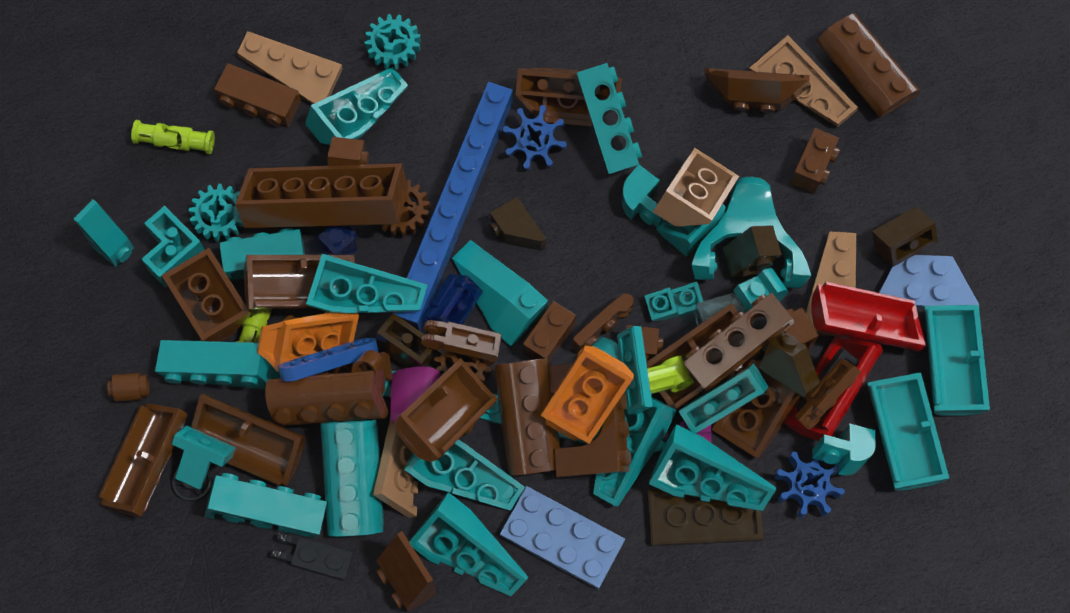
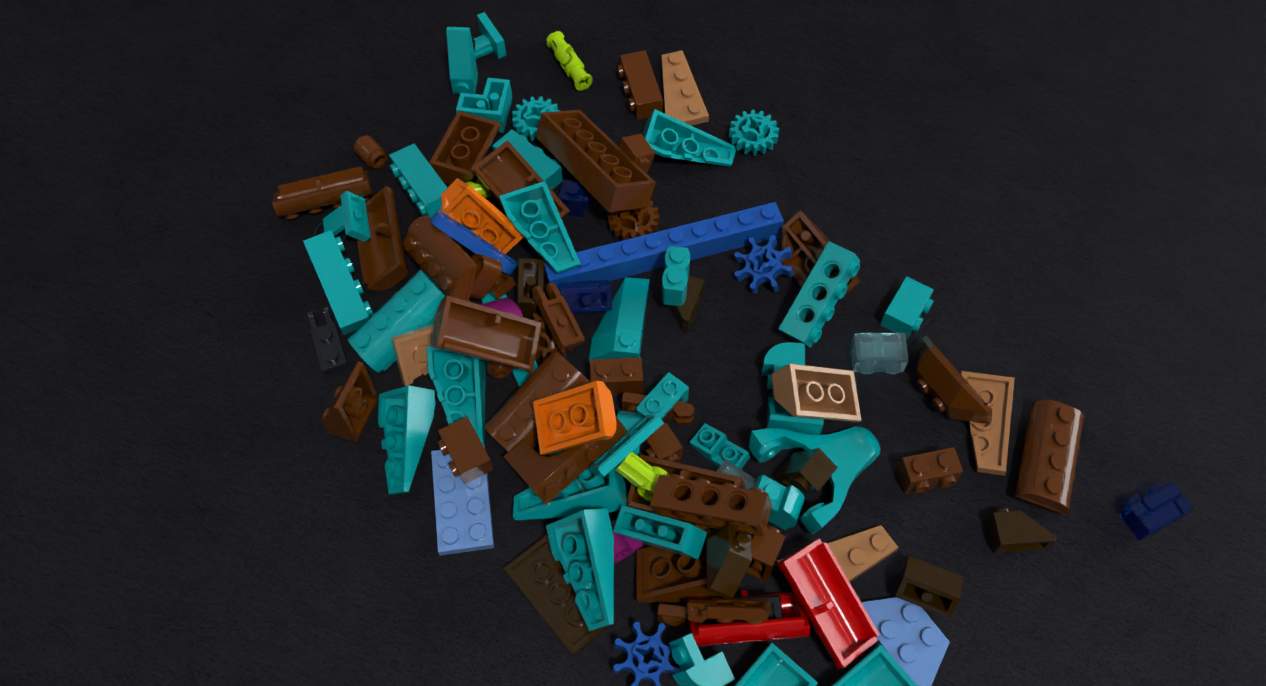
camera: 55 degrees right, 10 degrees down
(80, 193) = (489, 41): none -> teal piece
(498, 214) = (675, 276): none -> teal brick
(529, 504) = (465, 451): none -> reddish brown brick
(603, 311) = (664, 397): none -> teal bracket
(664, 60) = (907, 306): none -> teal brick
(686, 115) = (879, 352): none -> clear light blue brick
(788, 440) = (672, 614): none -> reddish brown tile
(906, 140) = (1017, 532): none -> dark brown slope
(962, 31) = (1155, 510): none -> clear blue brick

